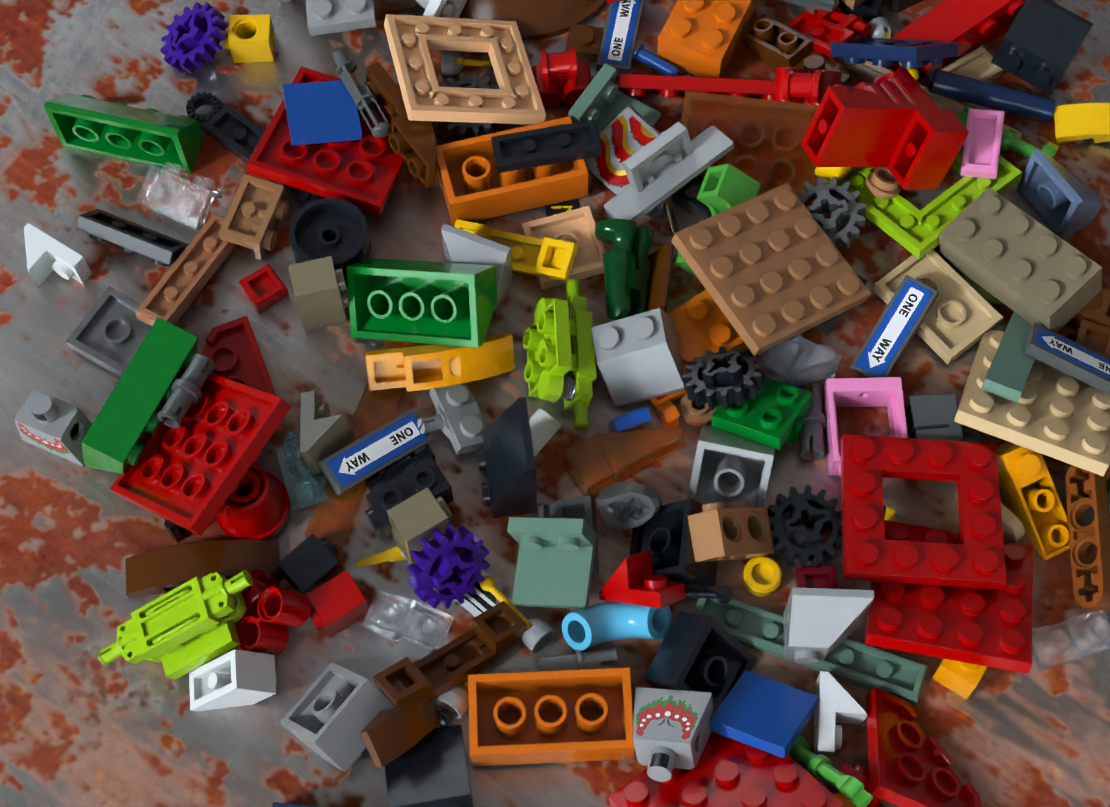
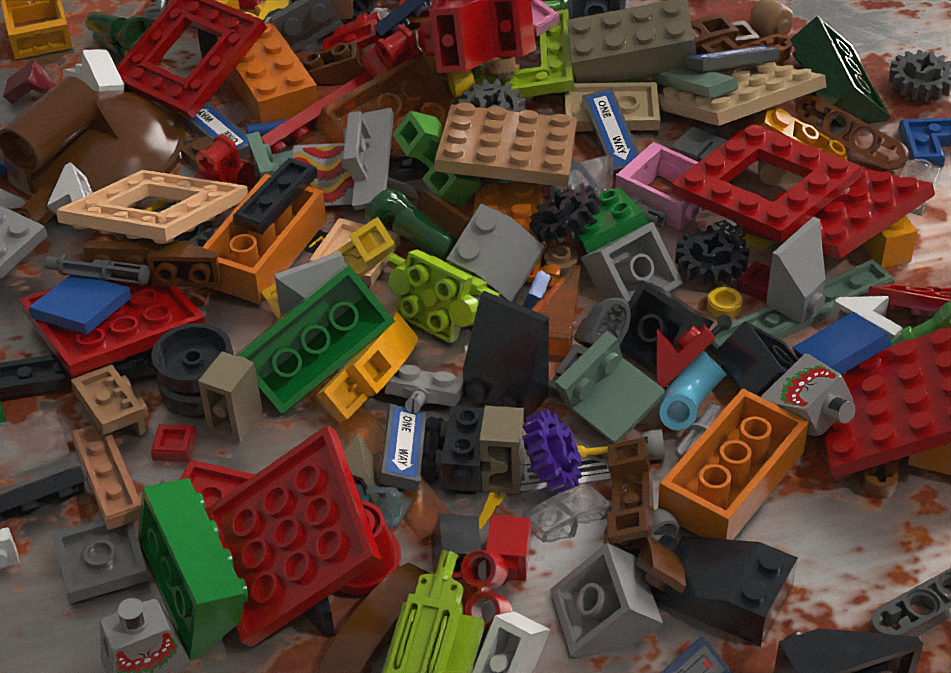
camera: 50 degrees left, 20 degrees down
(186, 391) = (227, 514): dark grey pin -> none
(730, 532) = (684, 282): medium nougat brick -> none

